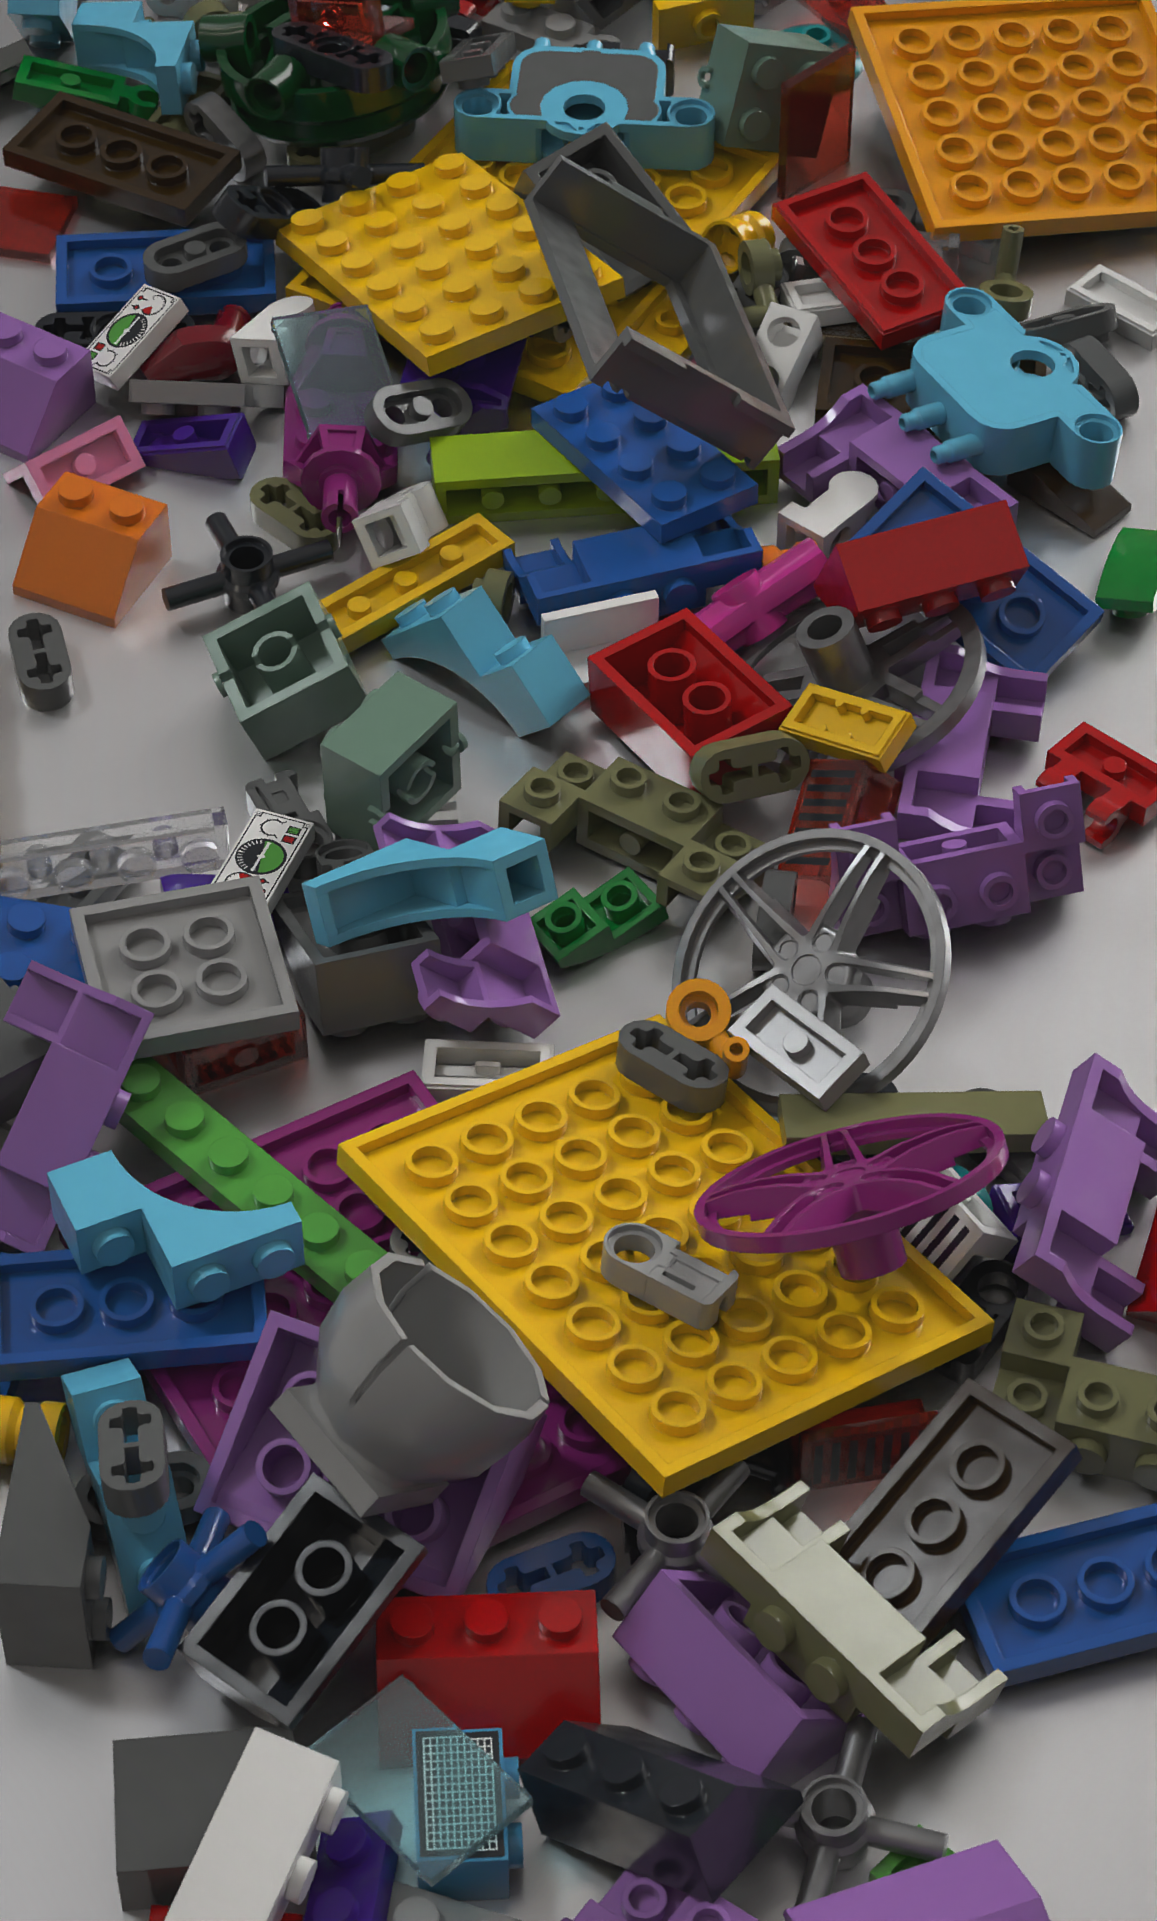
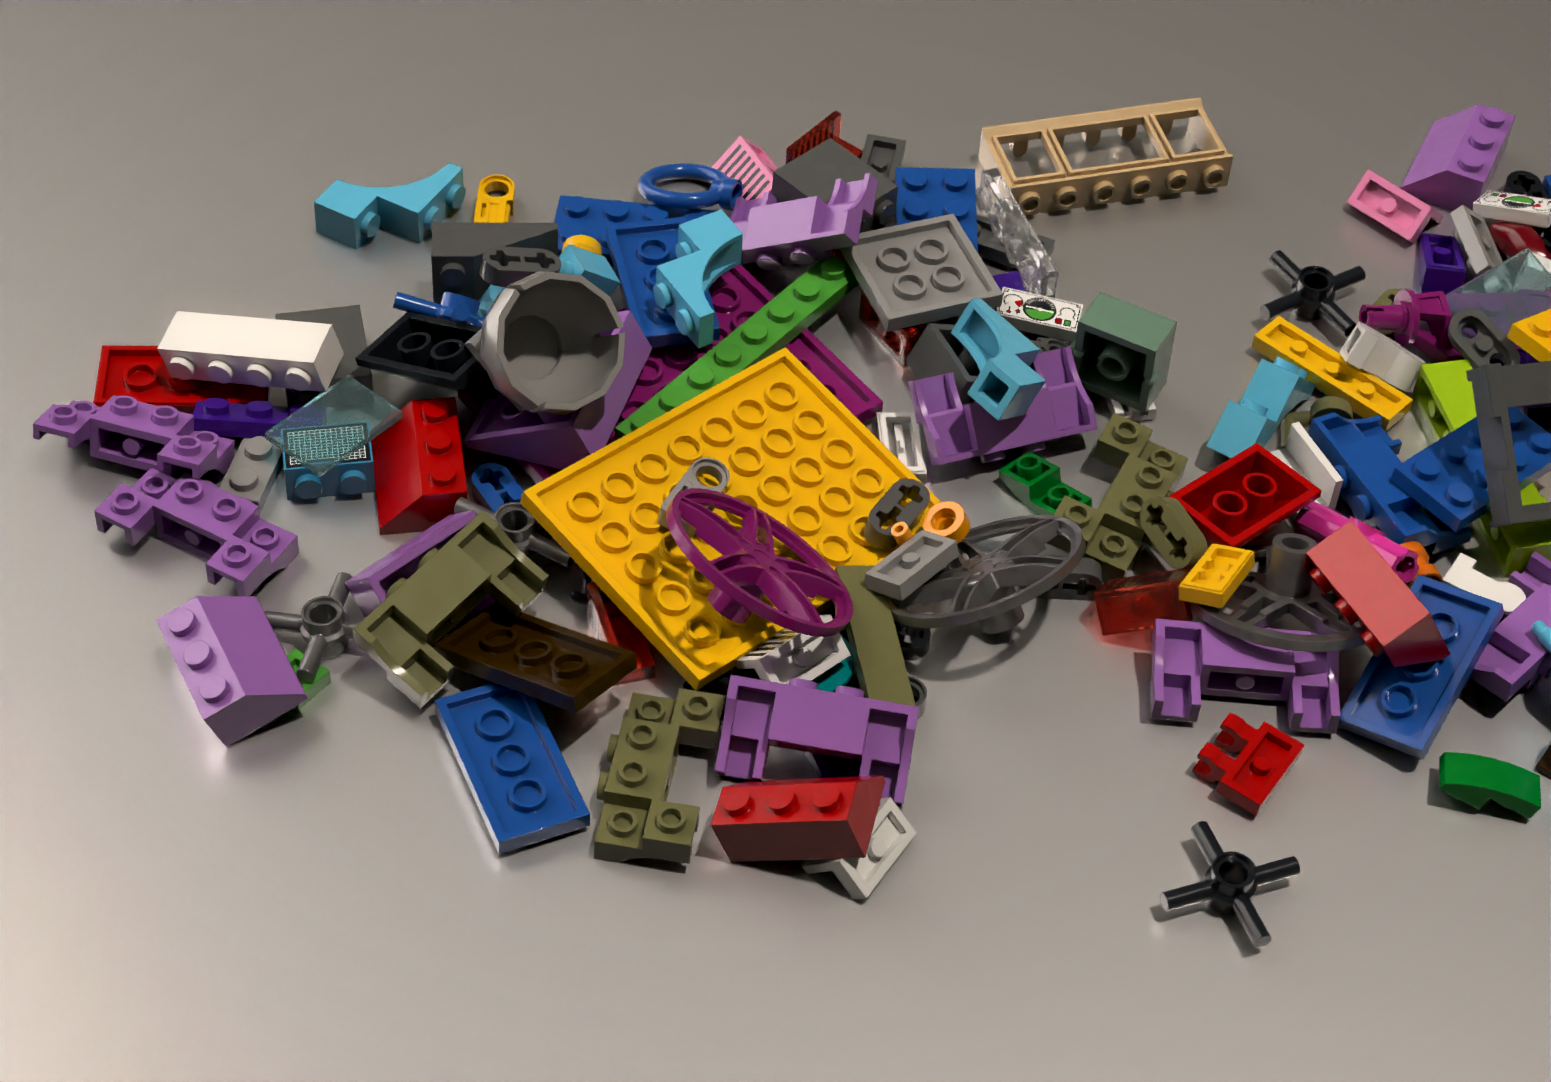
camera: 80 degrees right, 0 degrees up
(31, 663) = (1208, 211): dark grey beam -> none
(93, 549) = (1310, 219): orange slope -> none
(285, 671) = (1212, 306): sand green brick -> none
(653, 1805) = (325, 529): black slope -> none
(984, 870) = (1111, 660): medium lavender bracket -> none

